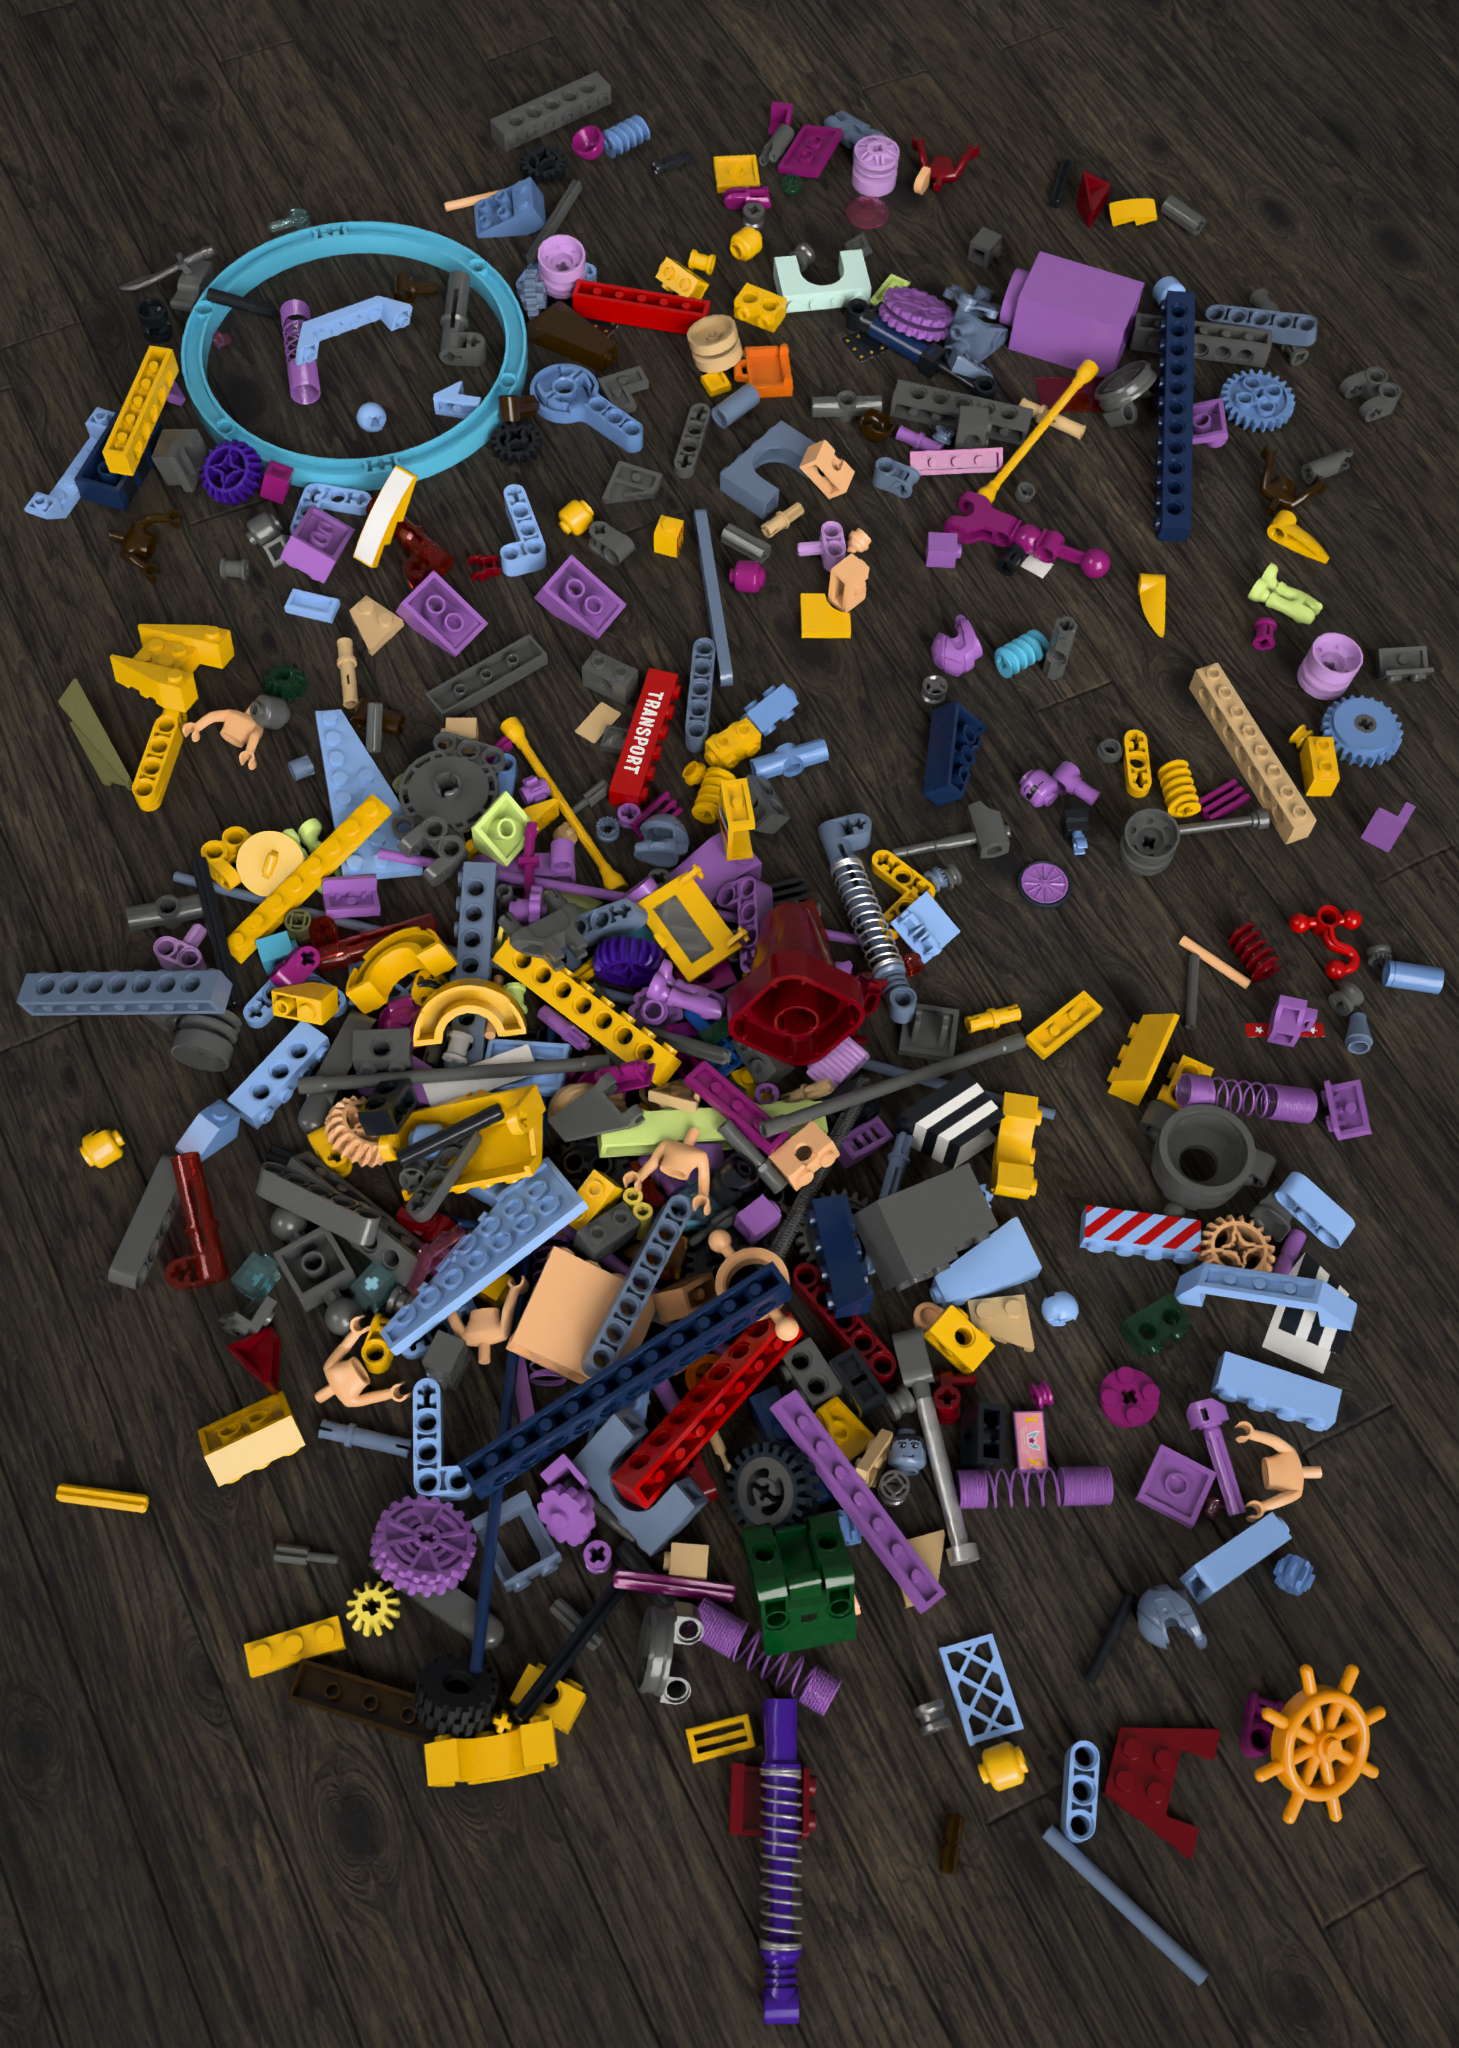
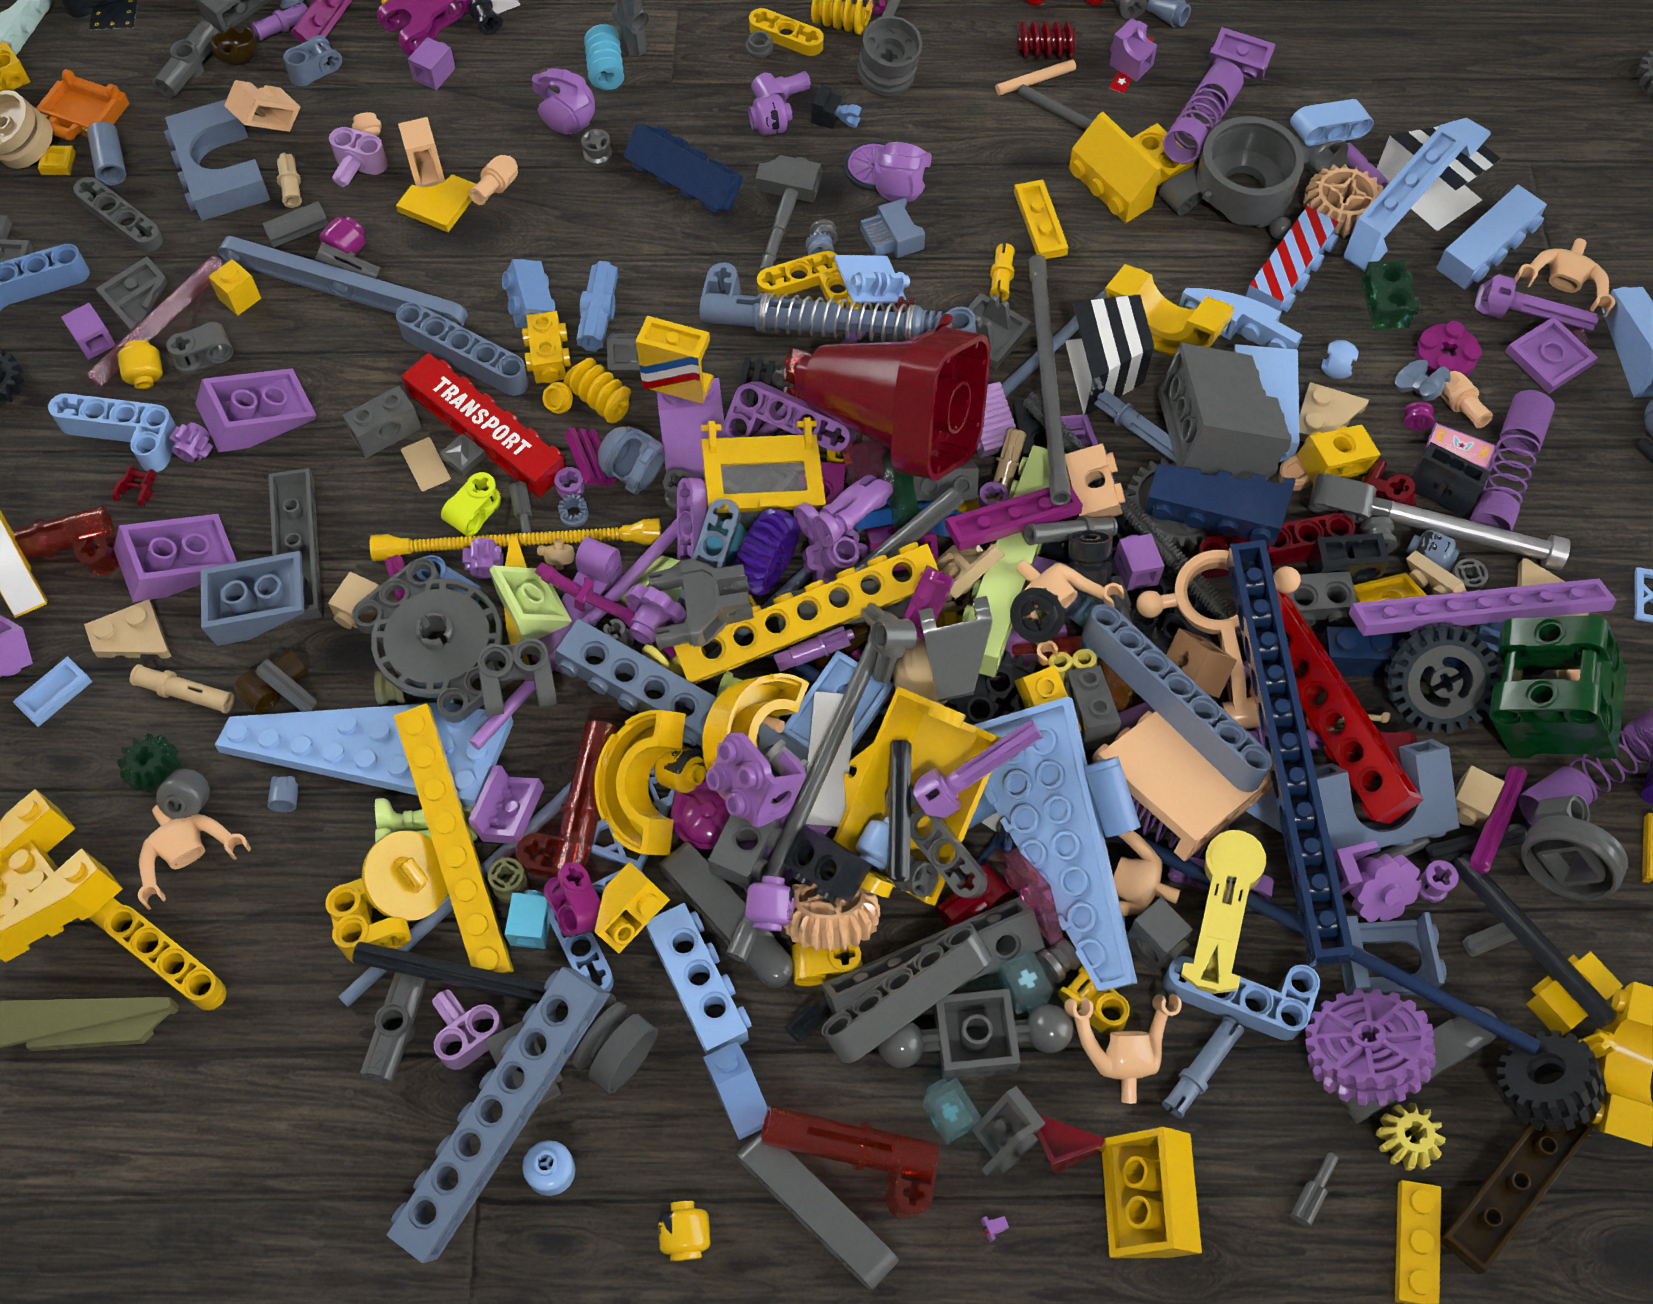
camera: 60 degrees left, 0 degrees up
(109, 1046) = (555, 1178): none -> light blue head
(188, 1343) = (994, 1226): none -> medium lavender piece
(338, 1083) = (770, 904): none -> medium lavender head
(402, 1028) = (748, 784): none -> medium lavender piece
(425, 670) = (251, 597): none -> sand blue slope
(482, 1158) = (969, 773): none -> medium lavender piece
(513, 1385) = (1233, 867): none -> light yellow piece
(522, 1269) = (1112, 797): none -> medium blue pin
(530, 578) = (191, 442): none -> medium lavender gear
(572, 765) = (472, 507): none -> neon yellow piece
(582, 1064) = (889, 638): none -> dark grey axle
(585, 475) = (88, 331): none -> medium lavender brick
(622, 508) = (157, 319): none -> clear pink axle
(643, 1163) = (1030, 628): none -> black gear
(728, 589) = (327, 253): none -> dark grey pin
(864, 640) = (494, 178): none -> light nougat arm
(983, 922) = (892, 231): none -> sand blue piece
(1036, 899) = (900, 171): none -> medium lavender helmet
(1056, 1210) = (1250, 318): none -> light blue slope
(1078, 1378) = (1414, 378): none -> sand blue piece
(1082, 1424) = (1463, 397): none -> light nougat arm

